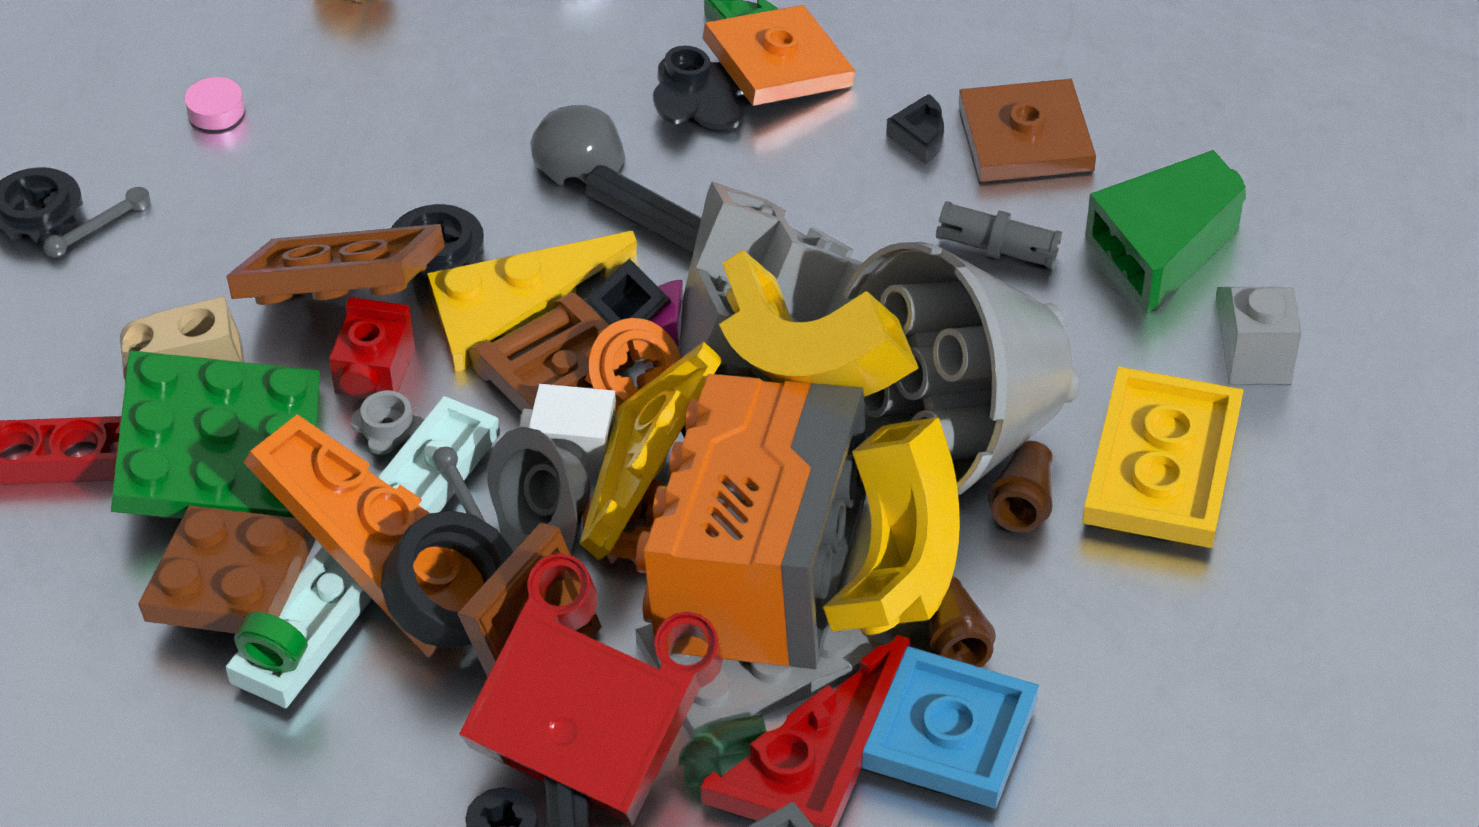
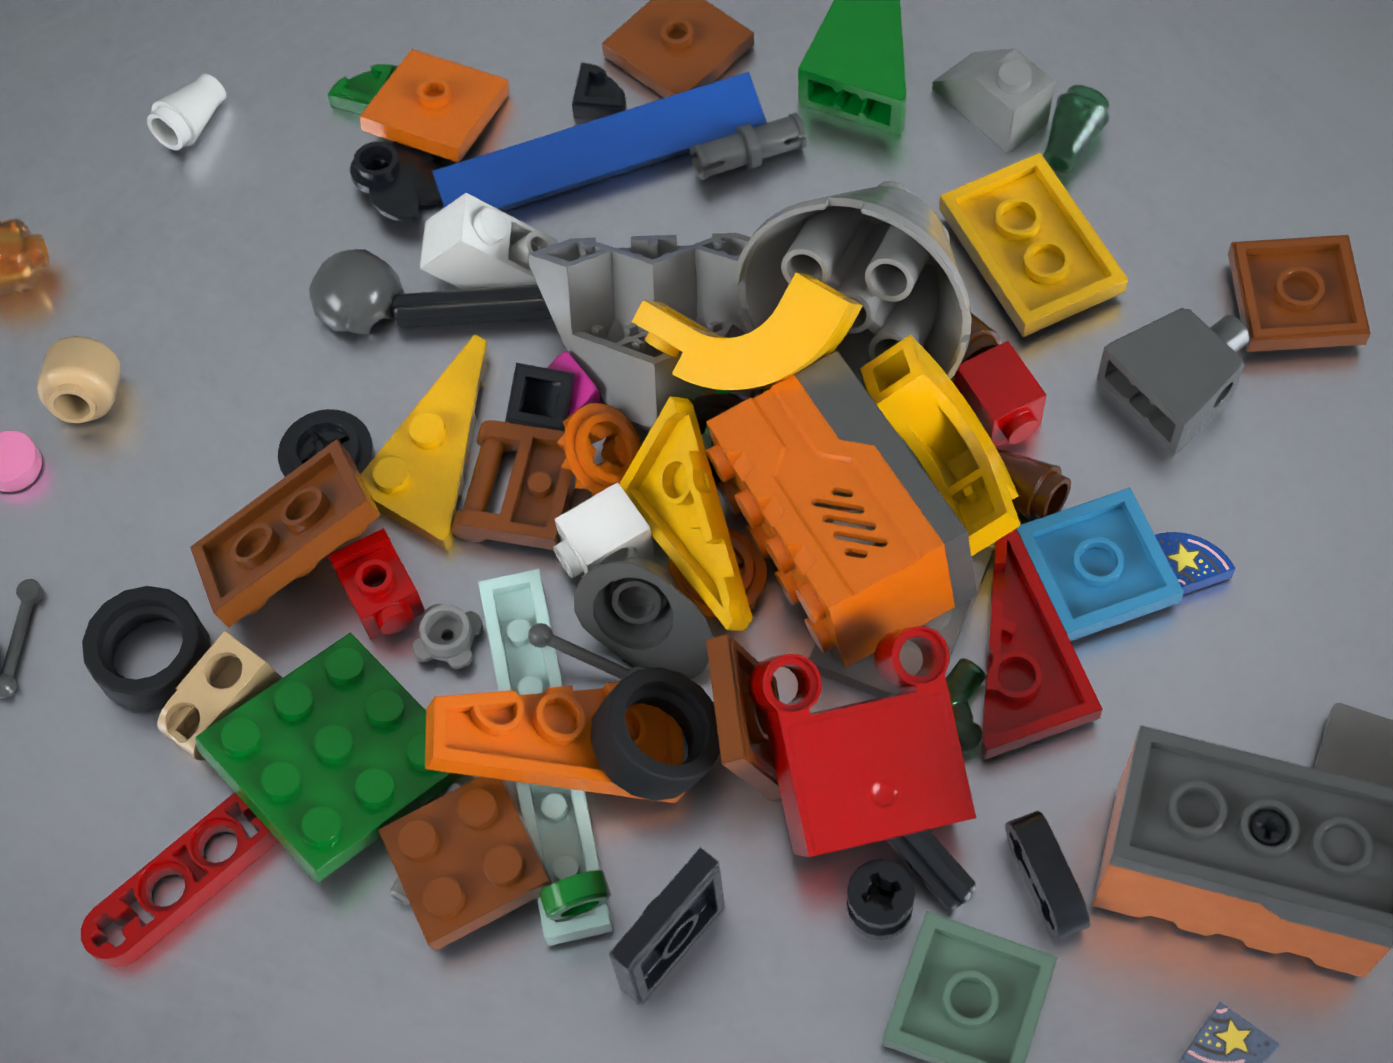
camera: 35 degrees left, 15 degrees up
(163, 252) = (122, 615): none -> black tyre
(312, 715) = (668, 927): none -> black plate
(313, 76) = (79, 379): none -> tan head
(692, 157) = (479, 246): none -> white slope
(871, 161) = (603, 146): none -> blue tile
(1003, 545) = (1002, 394): none -> red brick
(1038, 785) = (1195, 560): none -> blue tile
(1183, 632) = (1175, 372): none -> dark grey torso
(1302, 393) = (1075, 125): none -> clear green cone
(1368, 648) = (1298, 293): none -> dark orange plate

